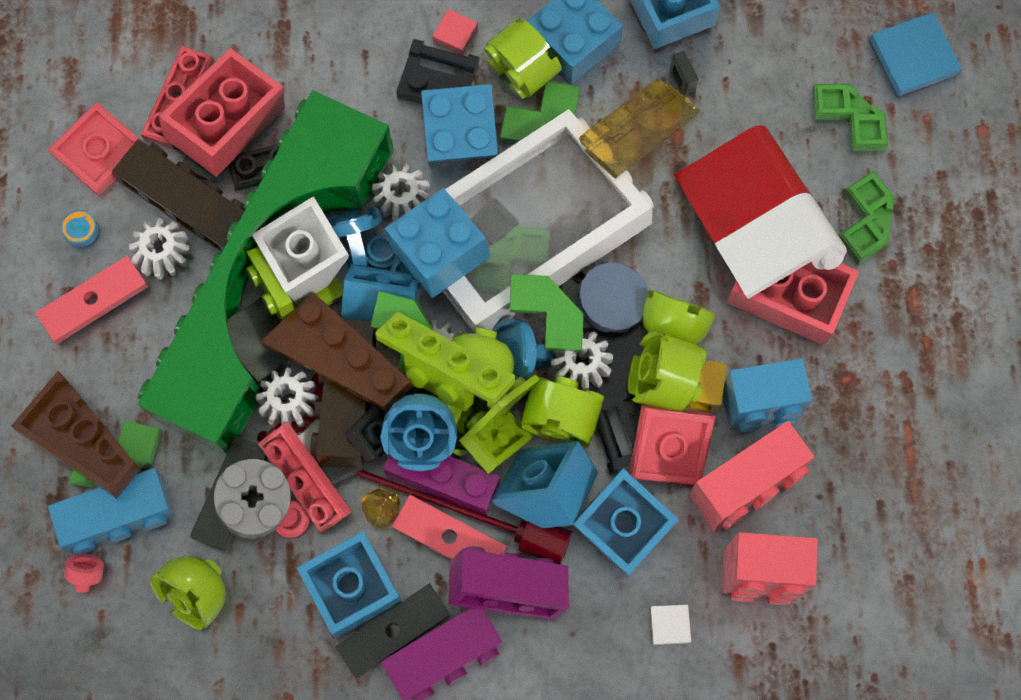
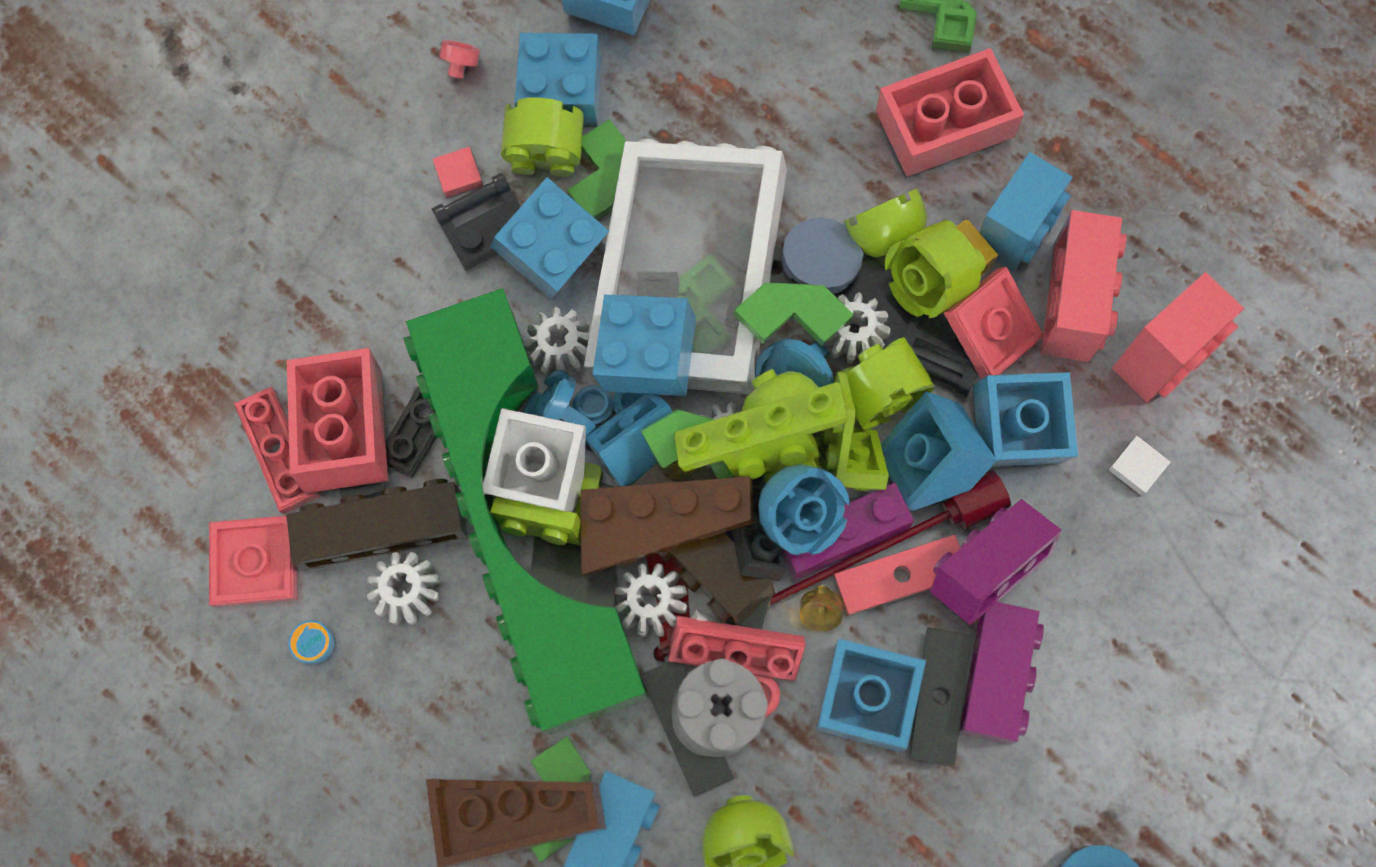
camera: 40 degrees left, 0 degrees up
(73, 310) = (385, 718): coral tile -> none
(637, 127) = (694, 104): clear yellow windscreen -> none
(683, 74) = (682, 30): pearl dark grey tile -> none
(759, 211) = (864, 77): door -> none

